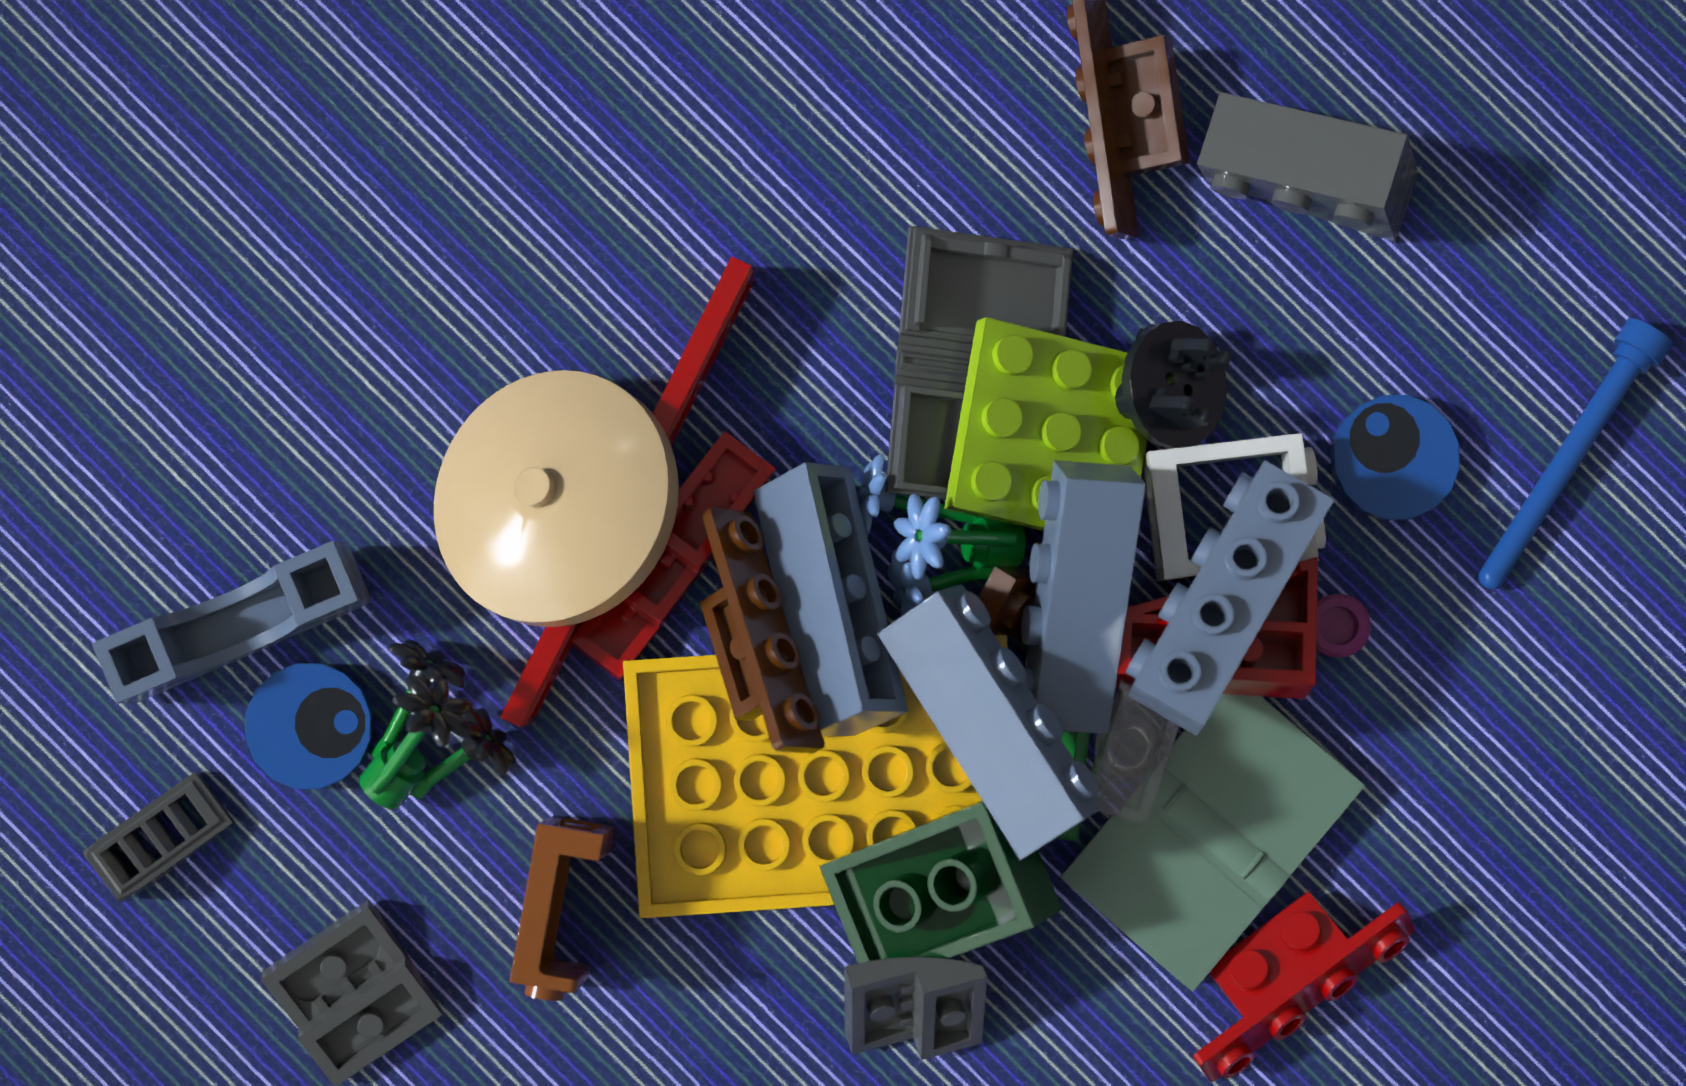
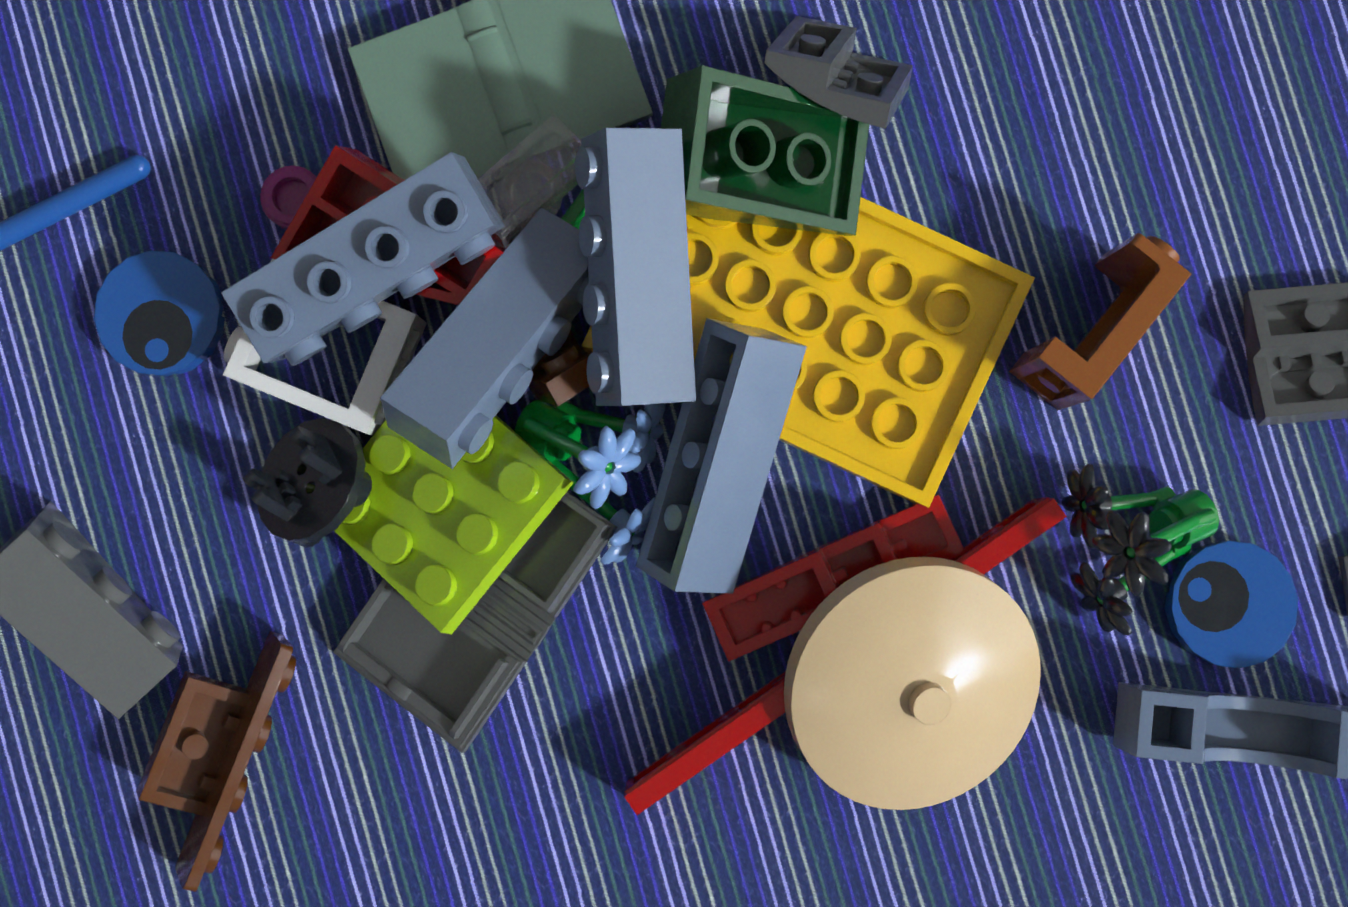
camera: 150 degrees left, 0 degrees up
(753, 637) = (805, 459): reddish brown bracket -> none

